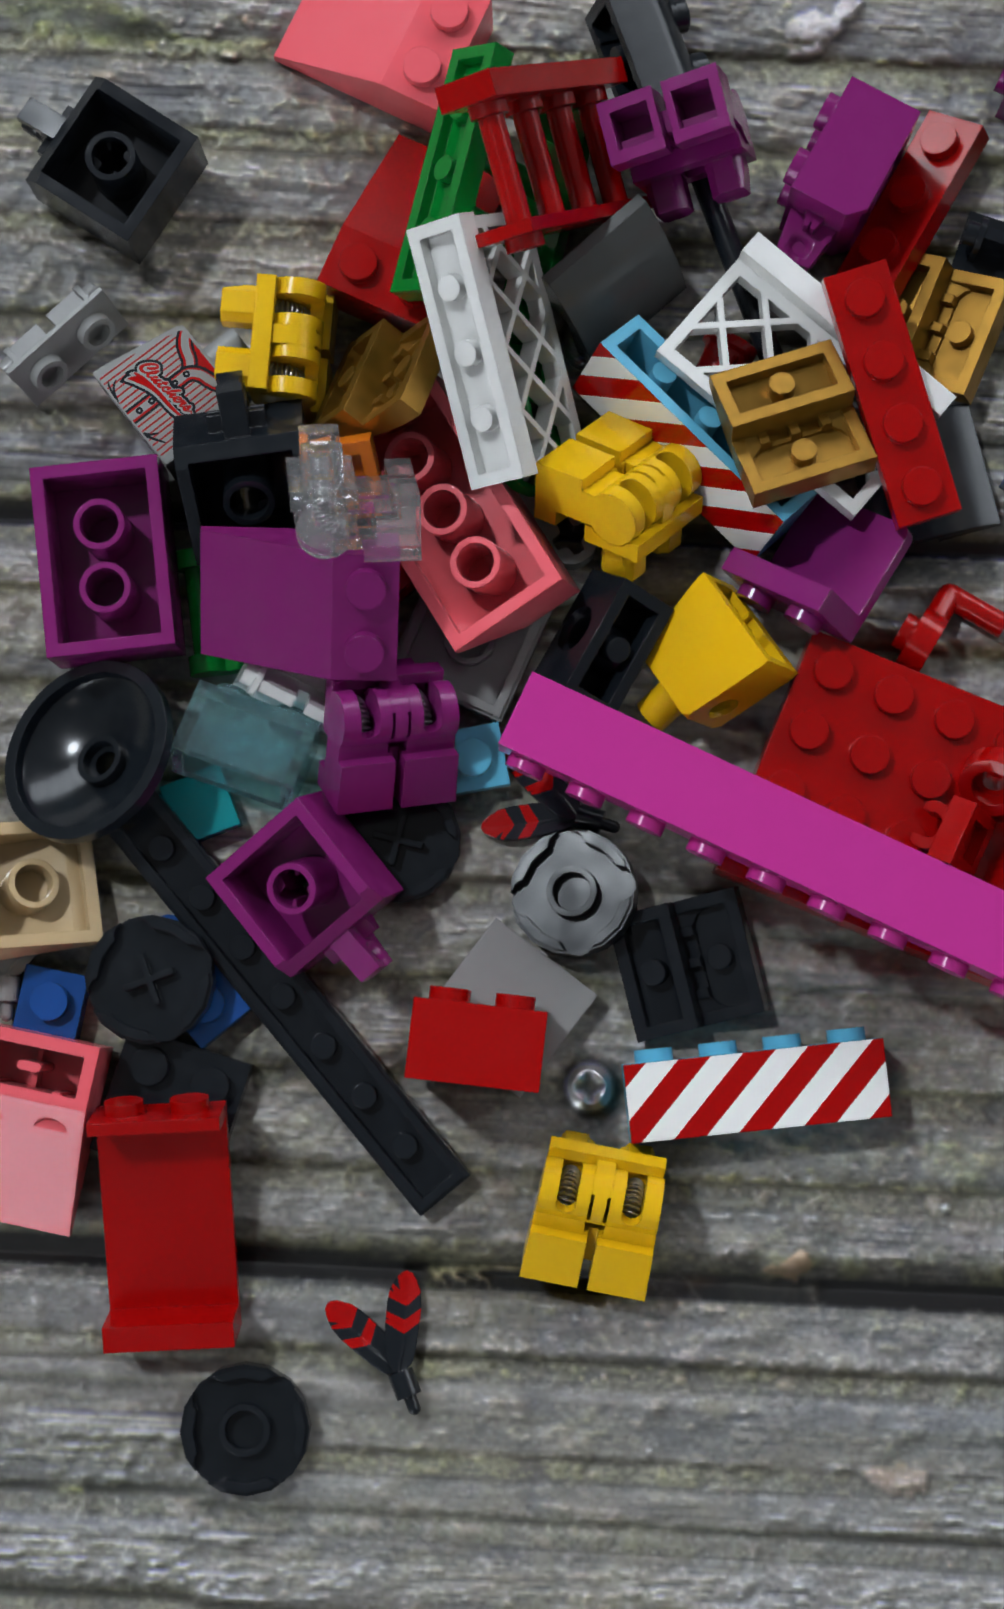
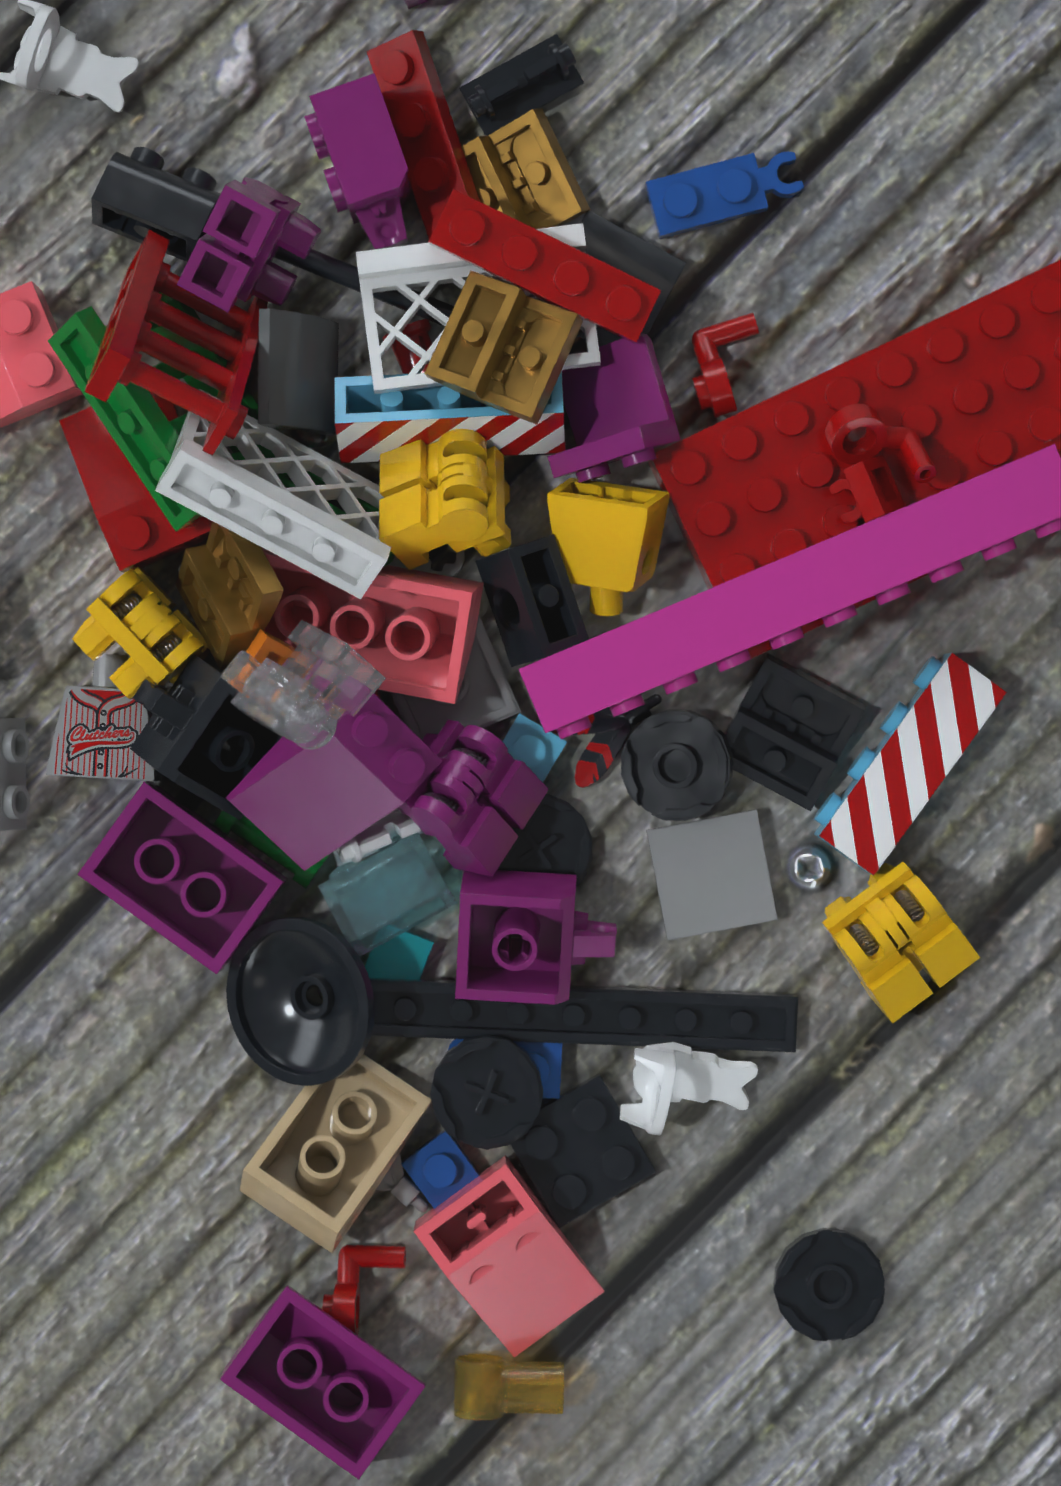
camera: 65 degrees left, 5 degrees up
(167, 1224) = (655, 1220): red panel -> none
(311, 1128) = (675, 1073): none -> white hair
(388, 1350) = (863, 1143): piece -> none
(476, 1042) = (721, 916): red brick -> none

